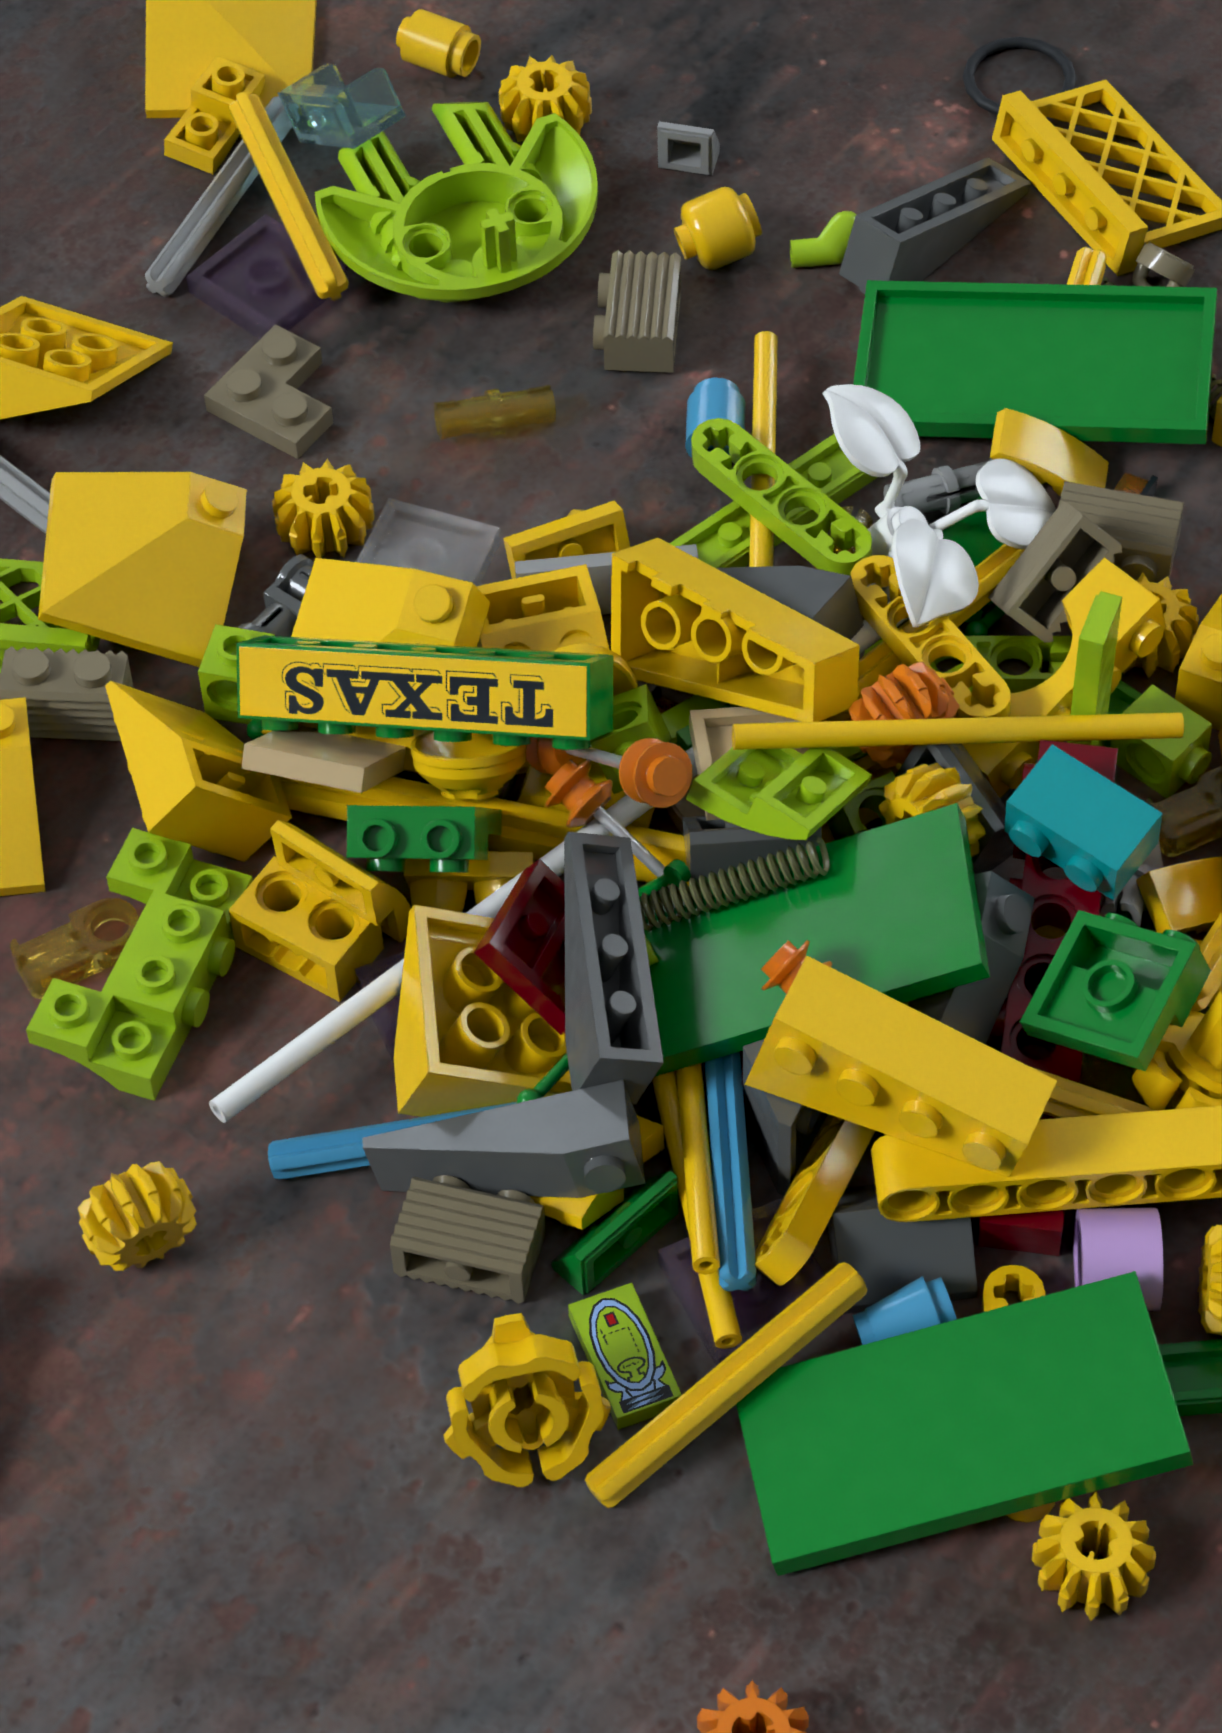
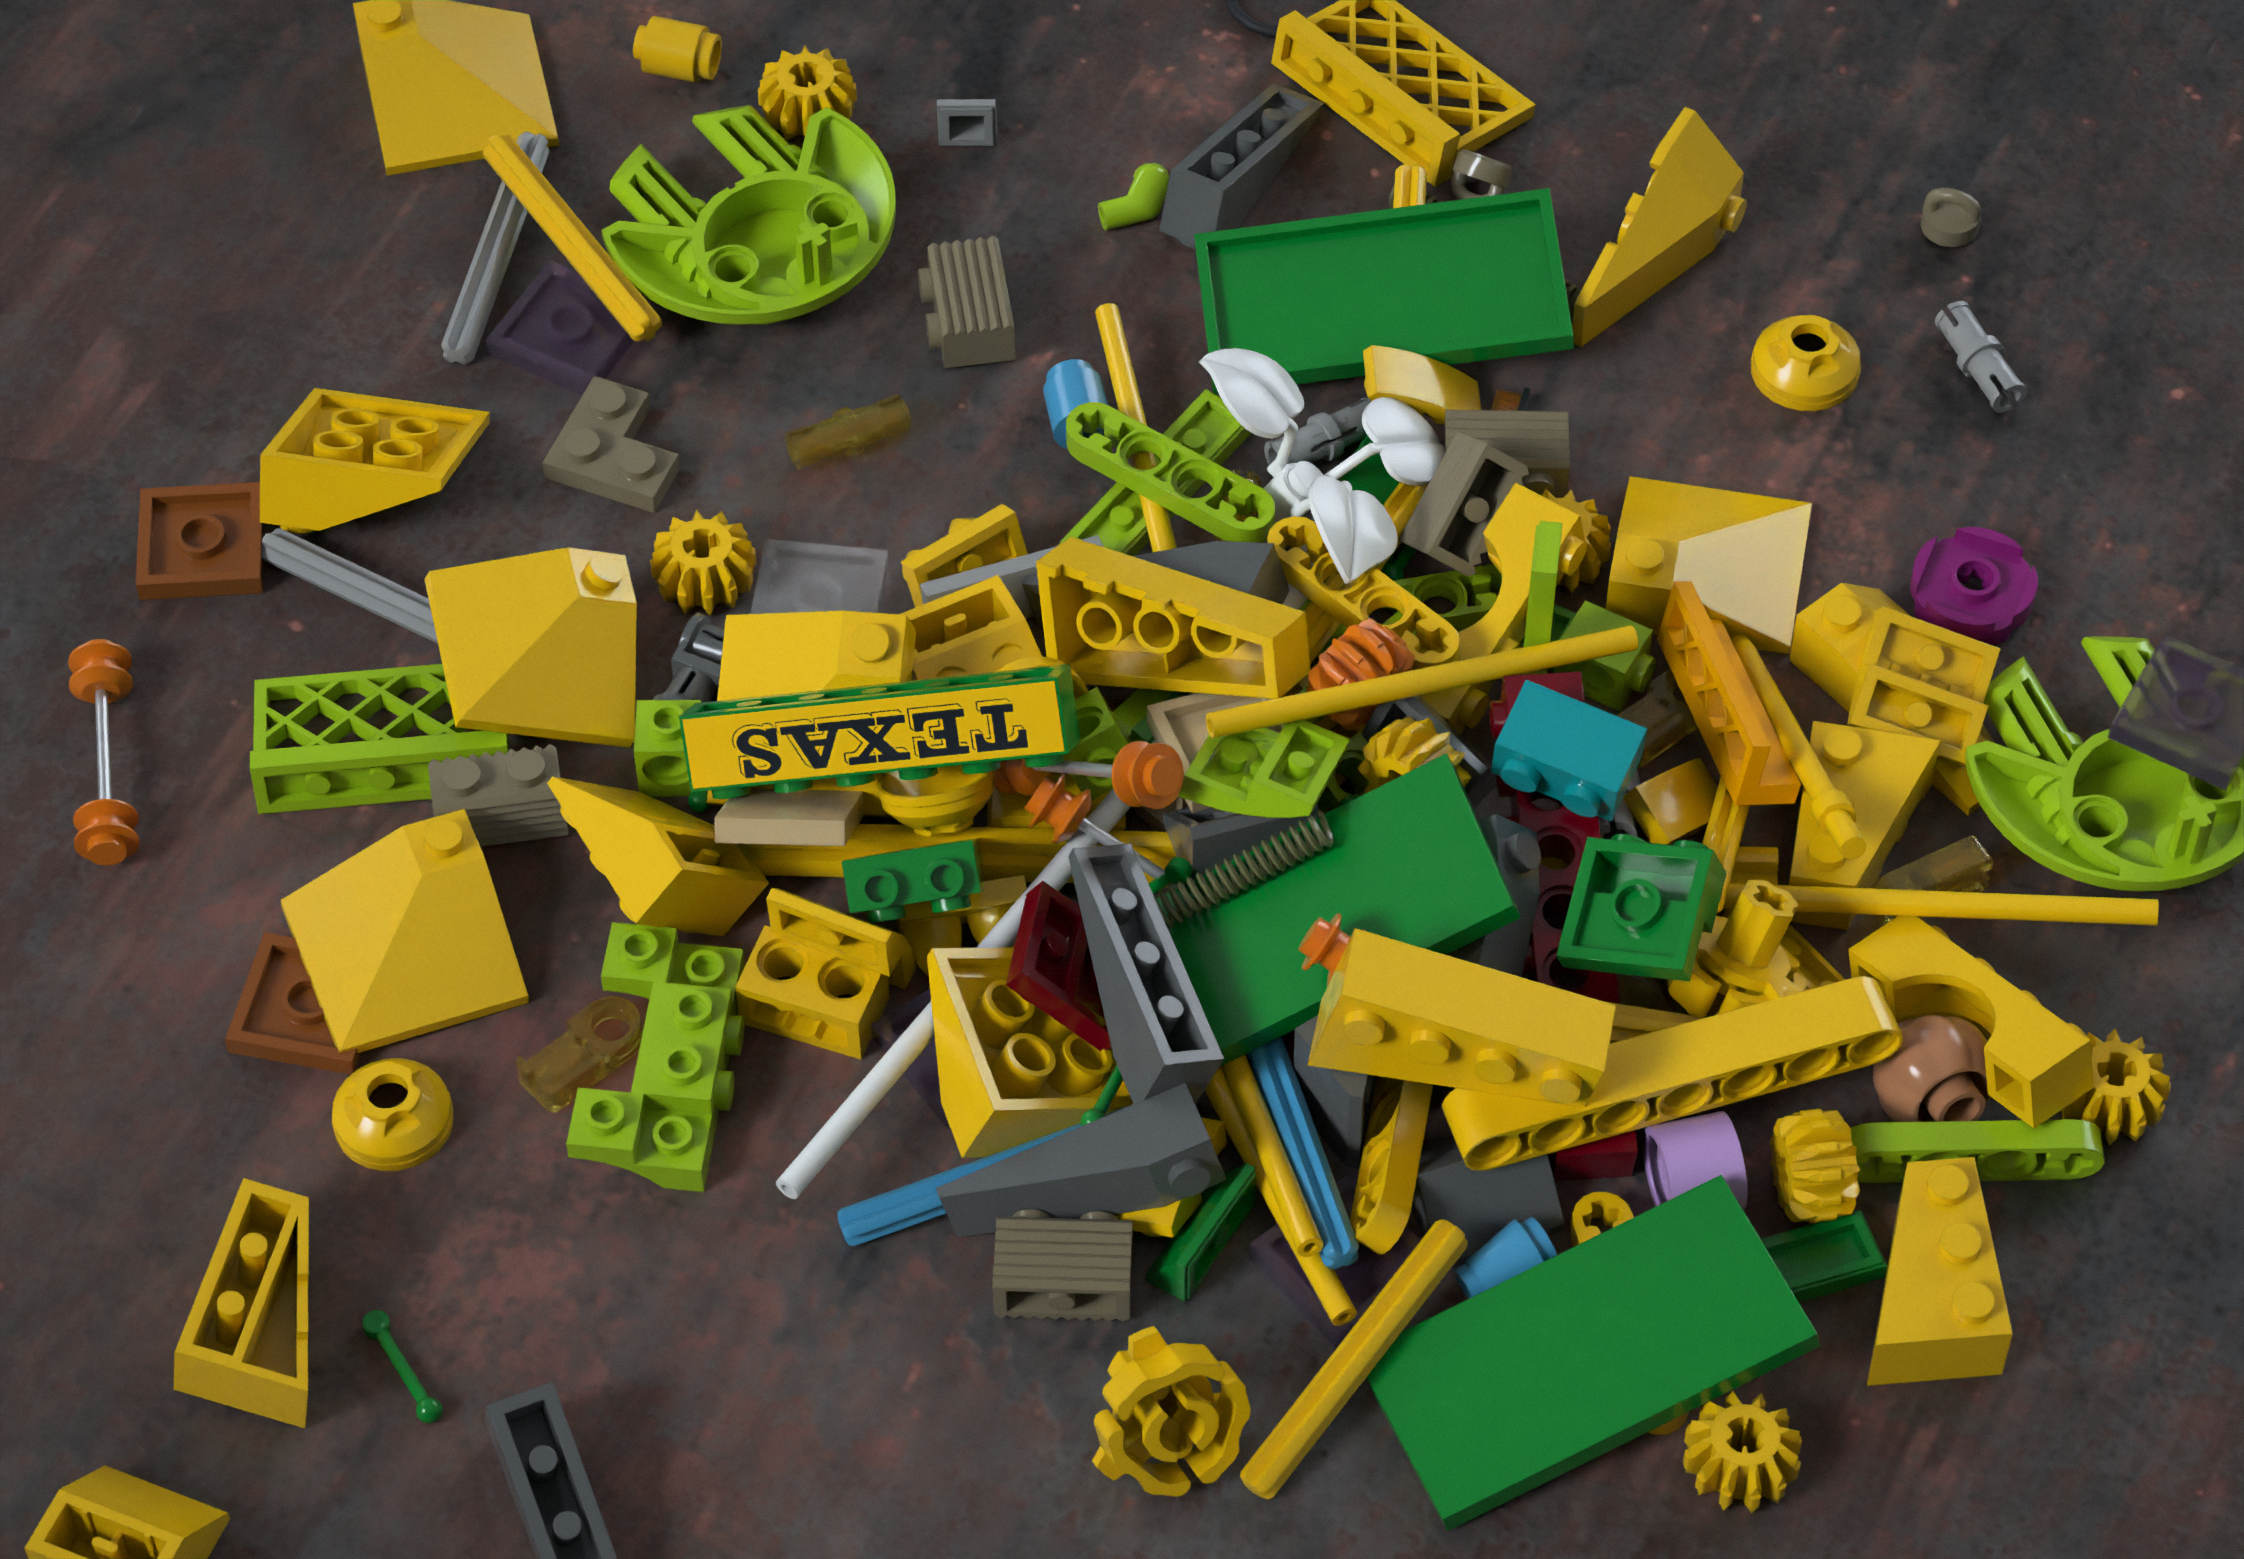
camera: 15 degrees left, 0 degrees up
(137, 1216) = (732, 1307): yellow gear -> none
(207, 128) = (459, 172): yellow slope -> none
(337, 114) = (600, 146): clear light blue panel -> none
(624, 1354) = (1244, 1339): tile -> none
(718, 228) = (1024, 202): yellow head -> none

